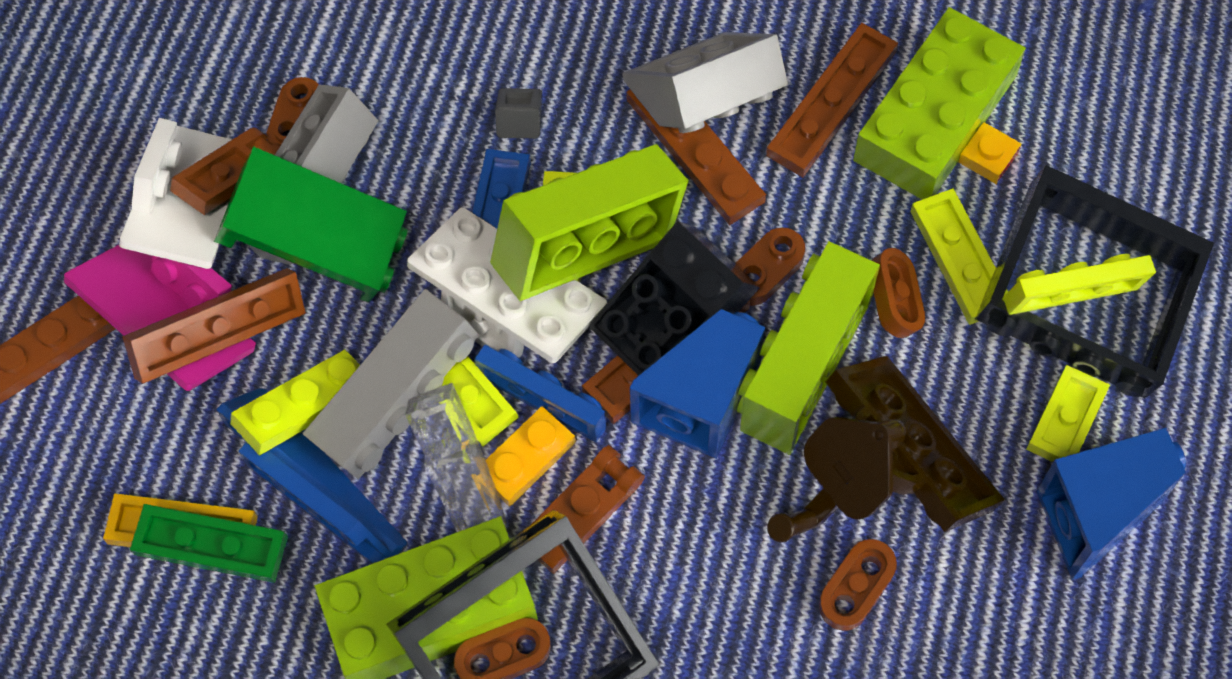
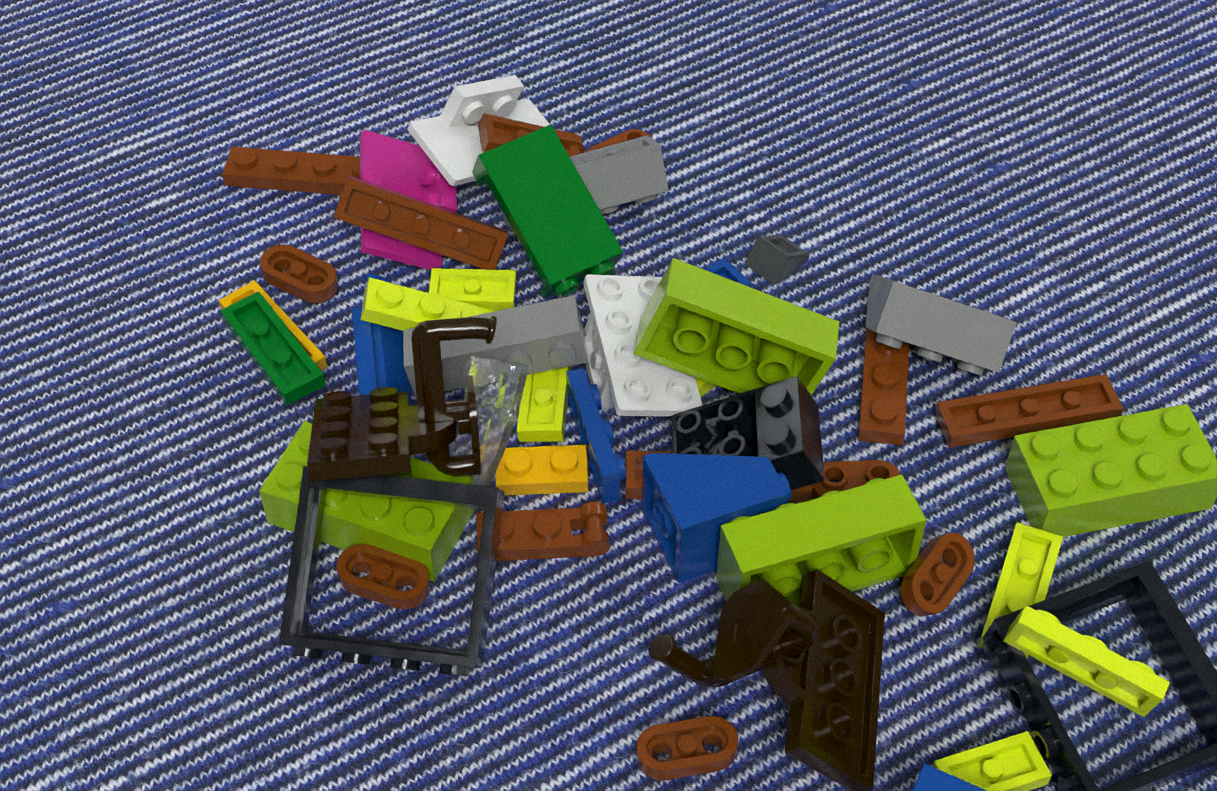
camera: 40 degrees right, 15 degrees down
(144, 453) = (302, 275): none -> dark orange plate
(309, 343) = (476, 286): none -> neon yellow plate
(416, 554) = (381, 430): none -> dark brown plate
(989, 153) = (1126, 541): yellow plate -> none

